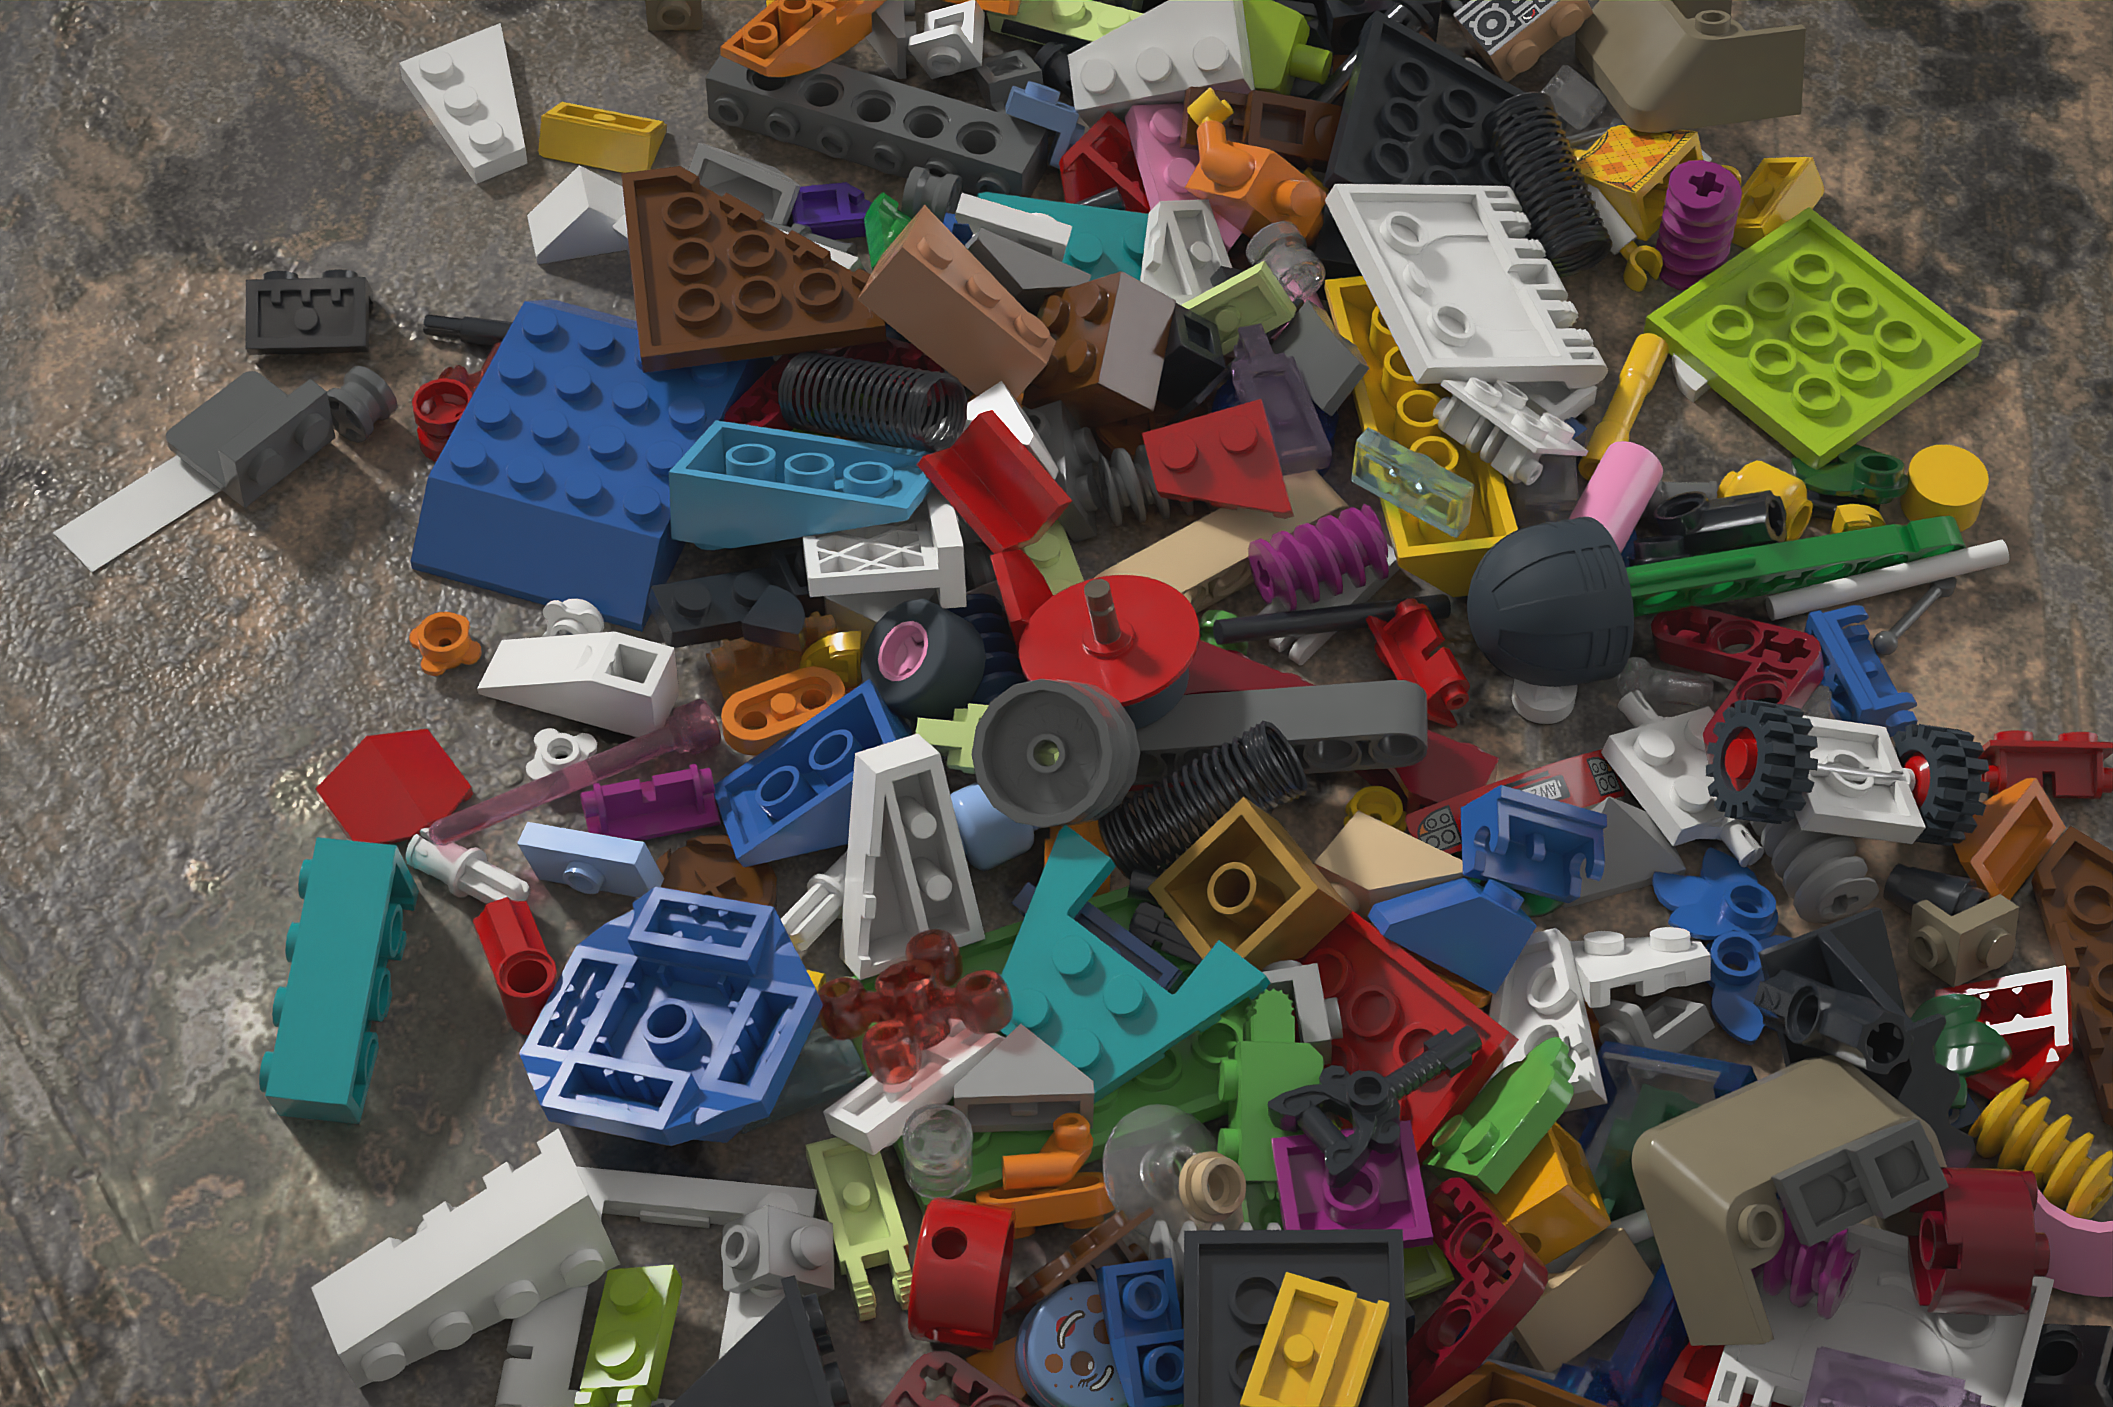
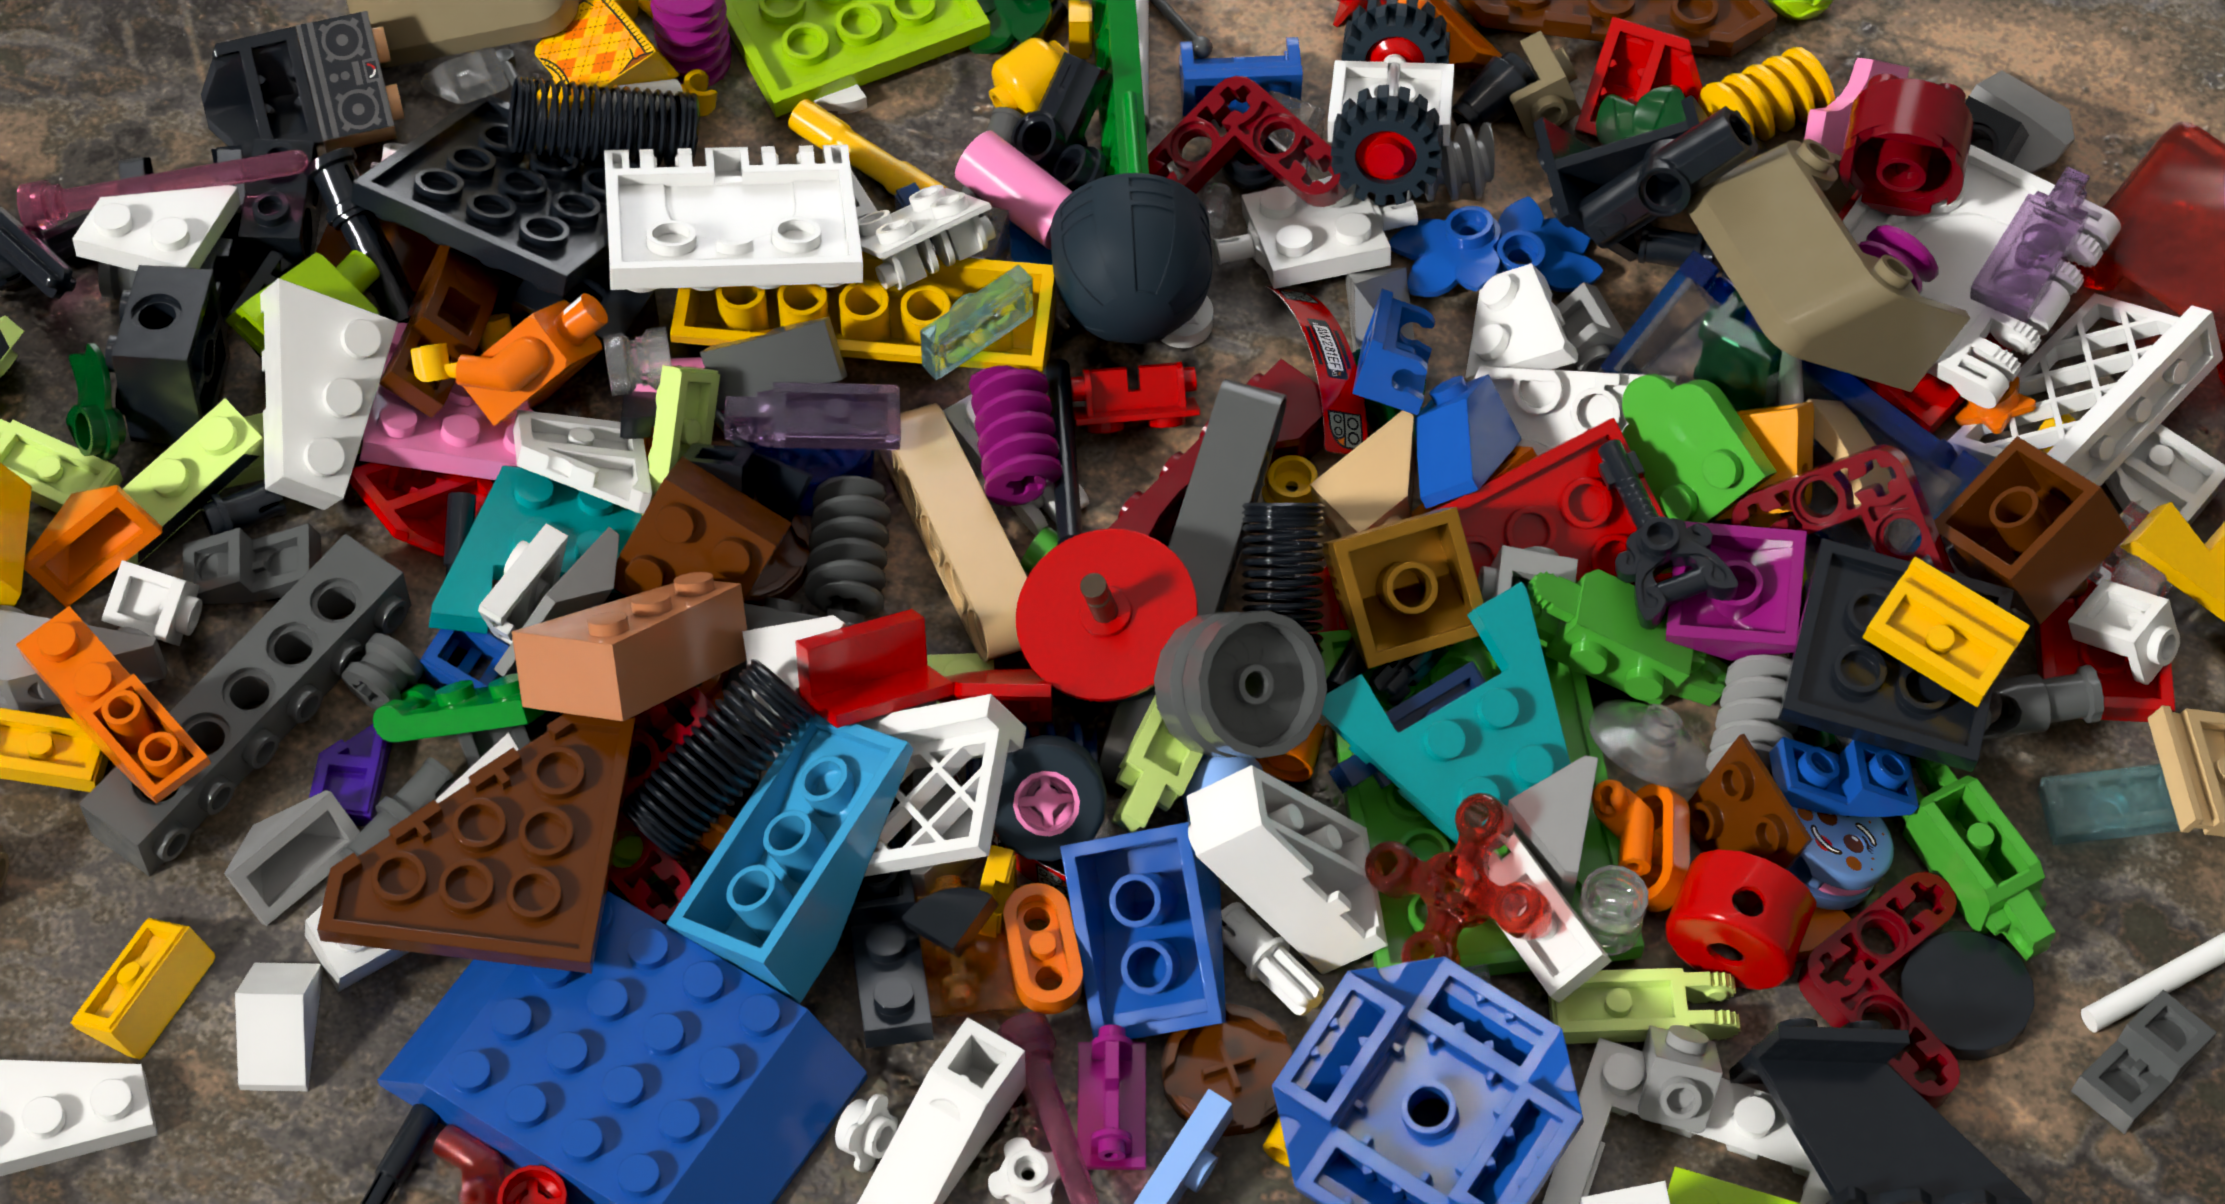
camera: 75 degrees left, 5 degrees up
(1041, 106) = (324, 528): medium blue bracket -> none
(1220, 461) = (885, 477): red wing -> none
(1225, 1184) = (1693, 699): tan plate -> none
(1859, 1181) = (1873, 174): dark grey slope -> none

